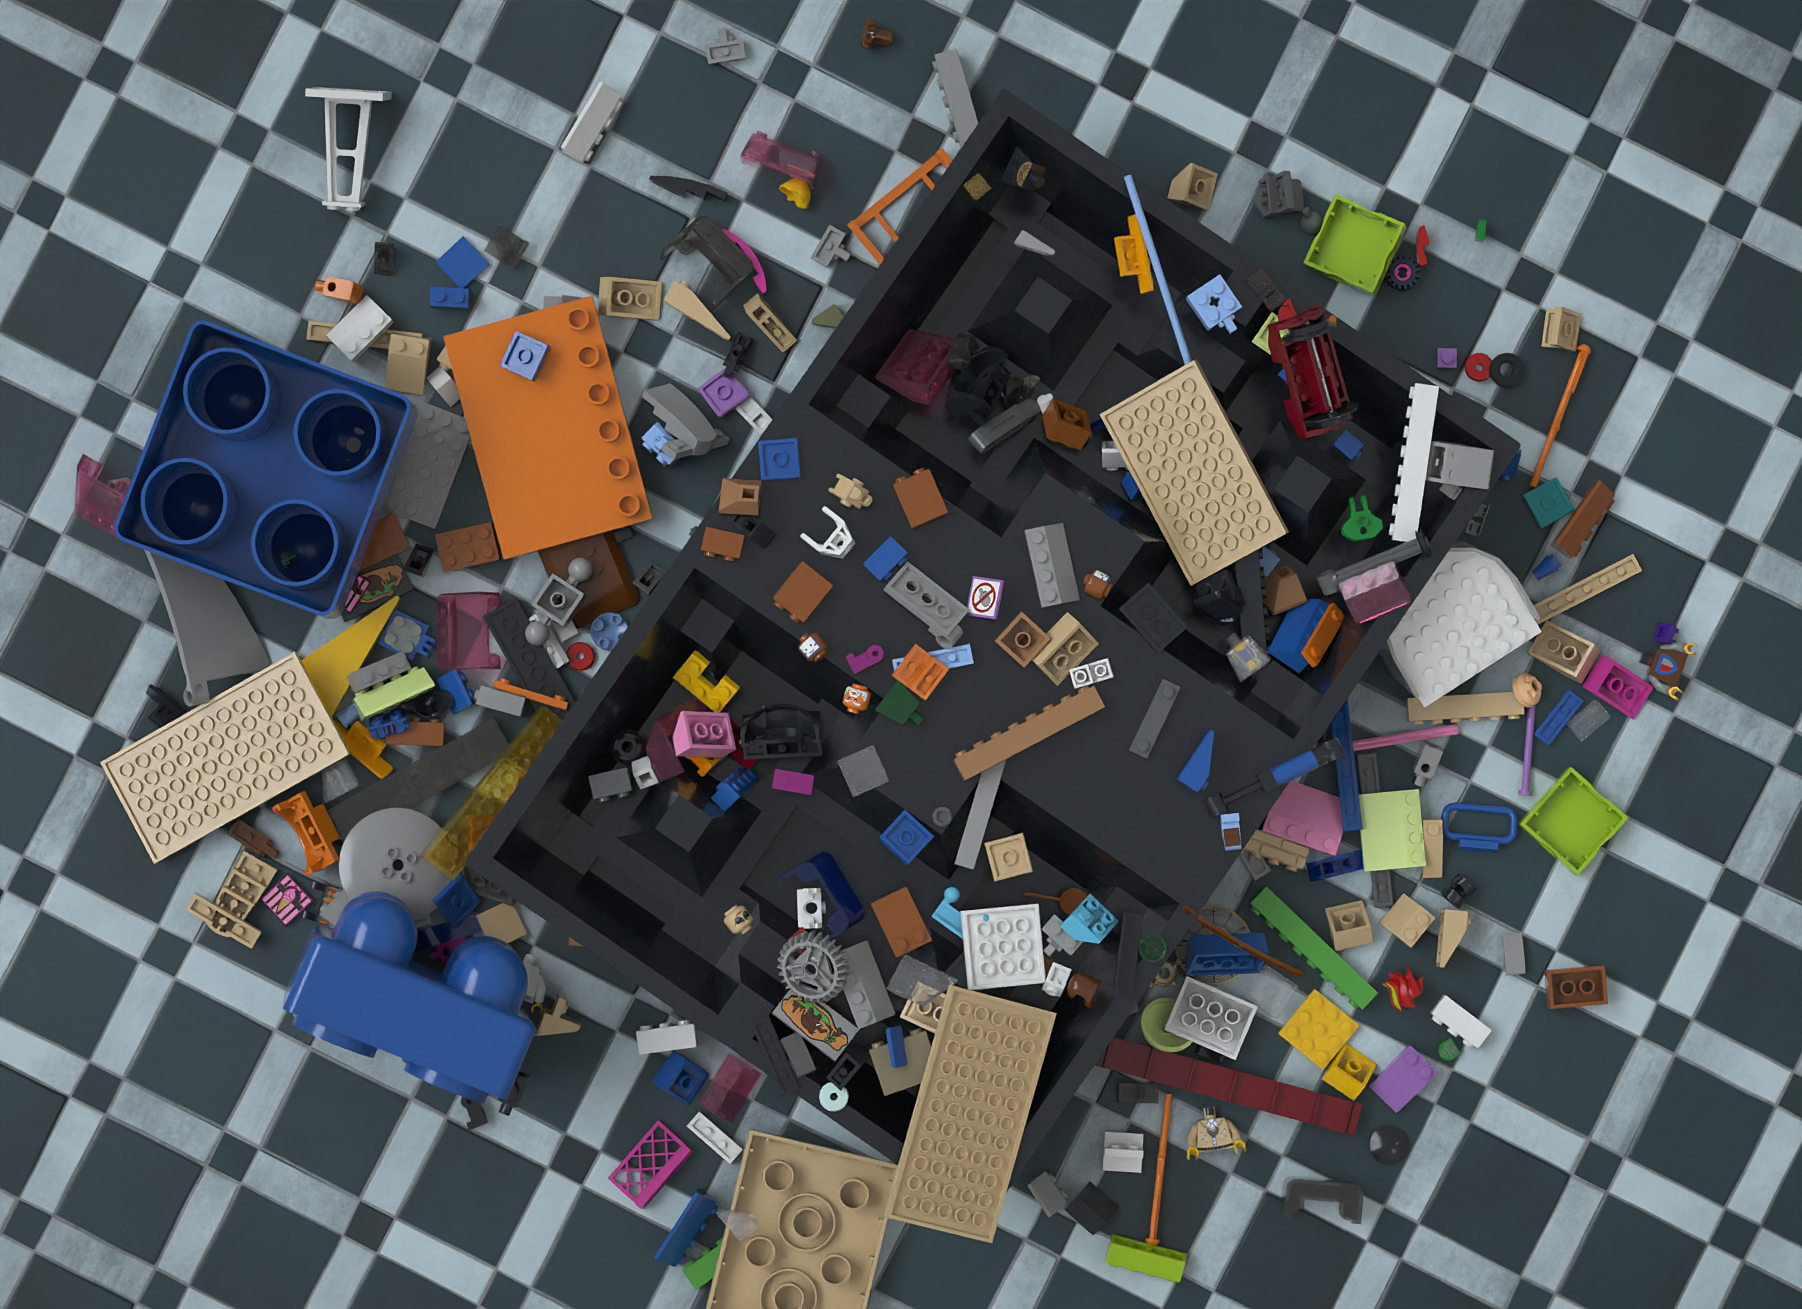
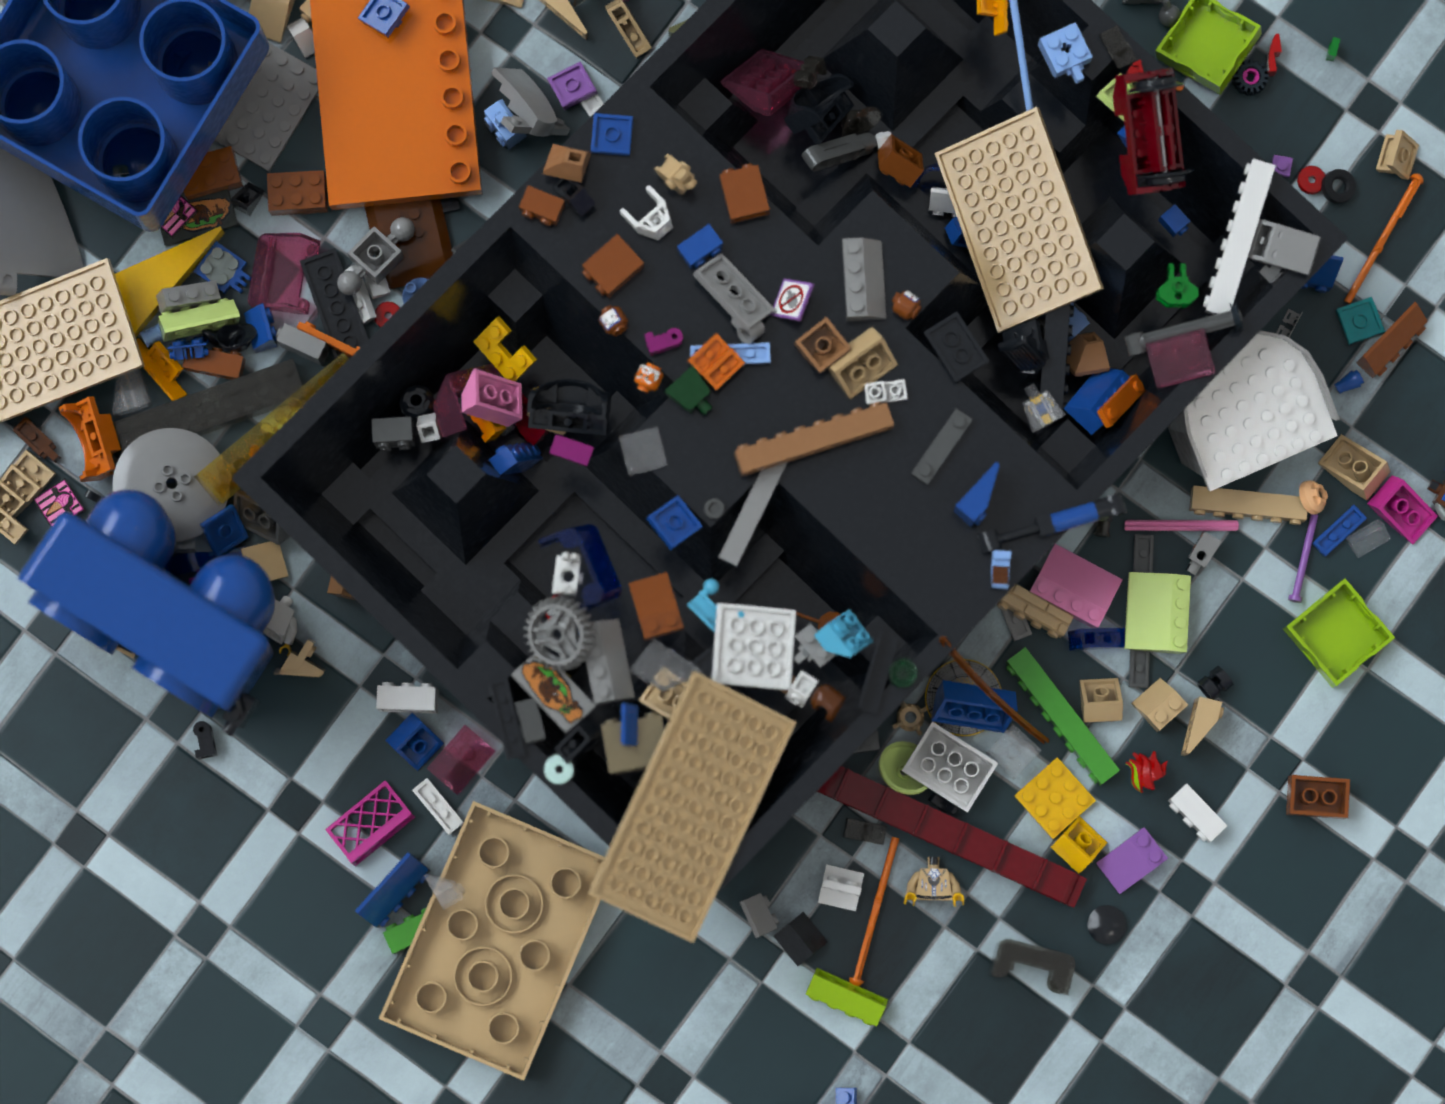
camera: 10 degrees right, 5 degrees down
(736, 355) = (589, 52): black hinge -> none
(738, 919) = (493, 576): tan head -> none
(1008, 857) = (773, 559): tan tile -> none
(1347, 771) = (1122, 542): blue tile -> none
(1433, 848) = (1196, 637): tan slope -> none
(1448, 1050) = (1181, 840): green tile -> none
(1476, 842) = (1241, 639): blue bar -> none
(1513, 954) = (1260, 755): light grey slope -> none
(1587, 588) = (1387, 408): tan plate -> none

